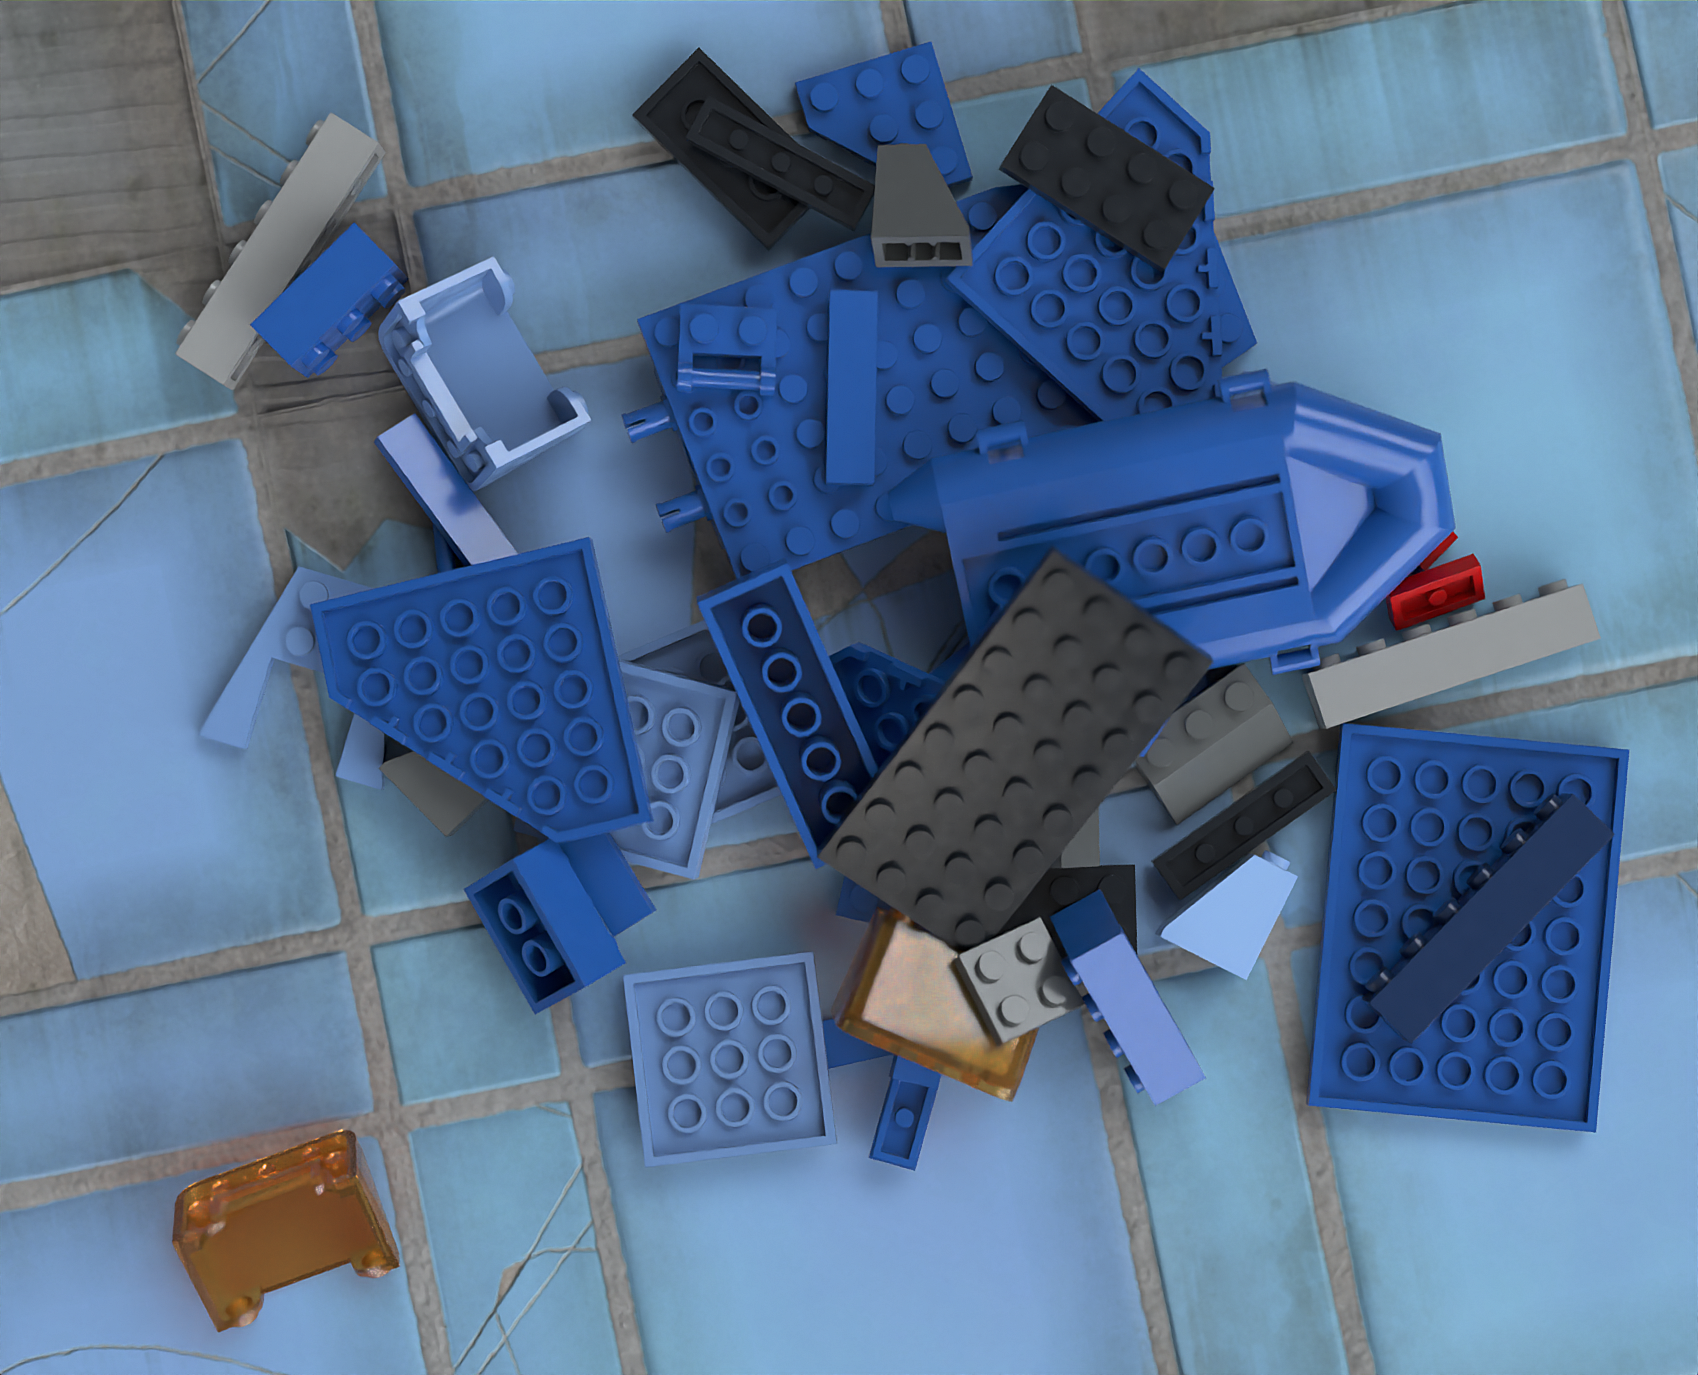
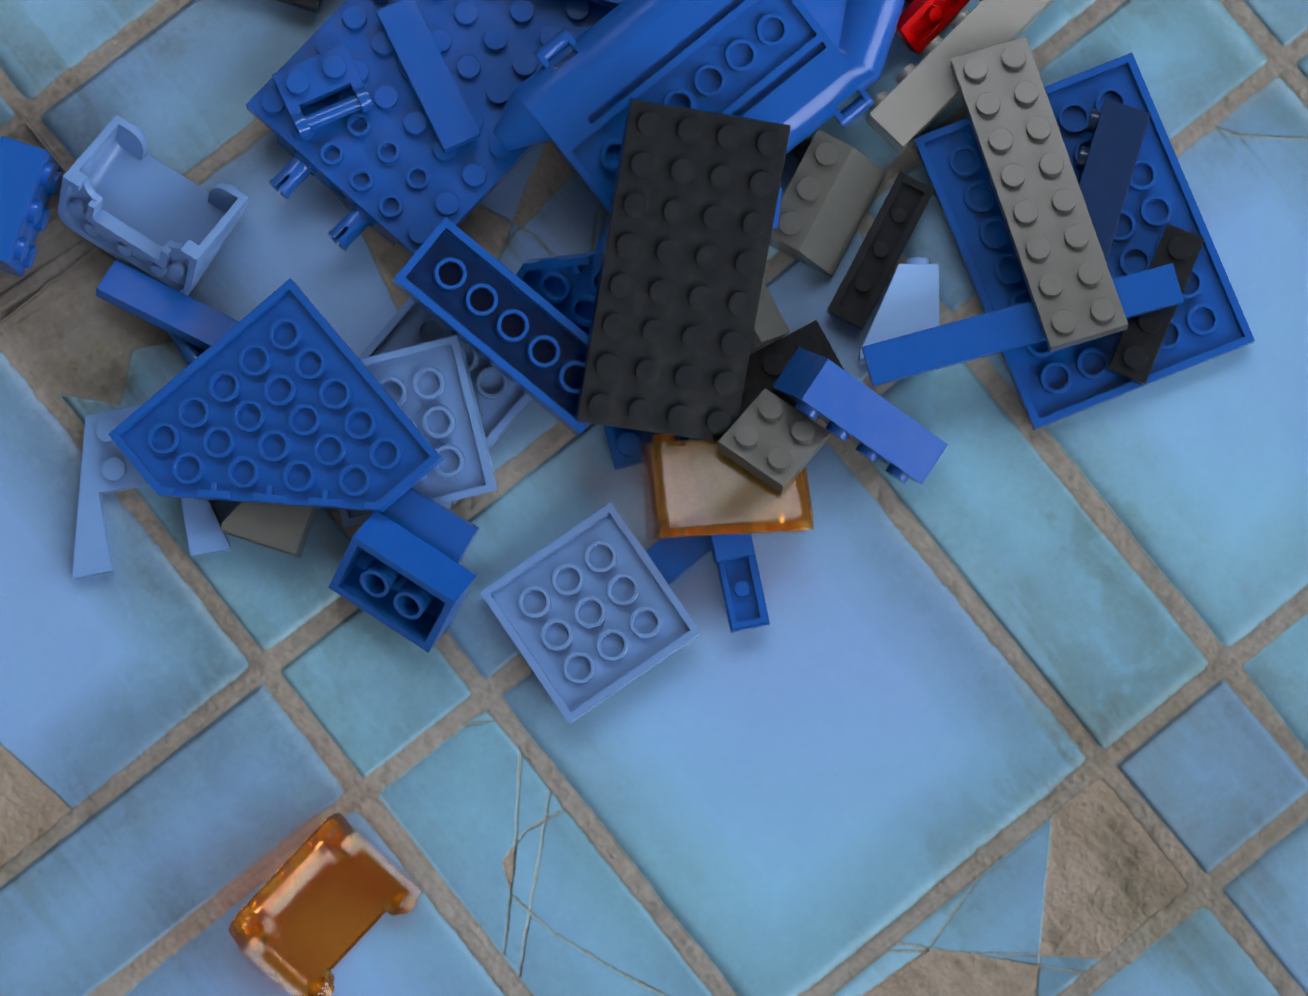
camera: 30 degrees left, 5 degrees down
(1353, 997) = (1002, 330): none -> blue tile
(1445, 862) = (1038, 194): none -> dark grey plate
(1509, 1040) = (1146, 332): none -> black plate

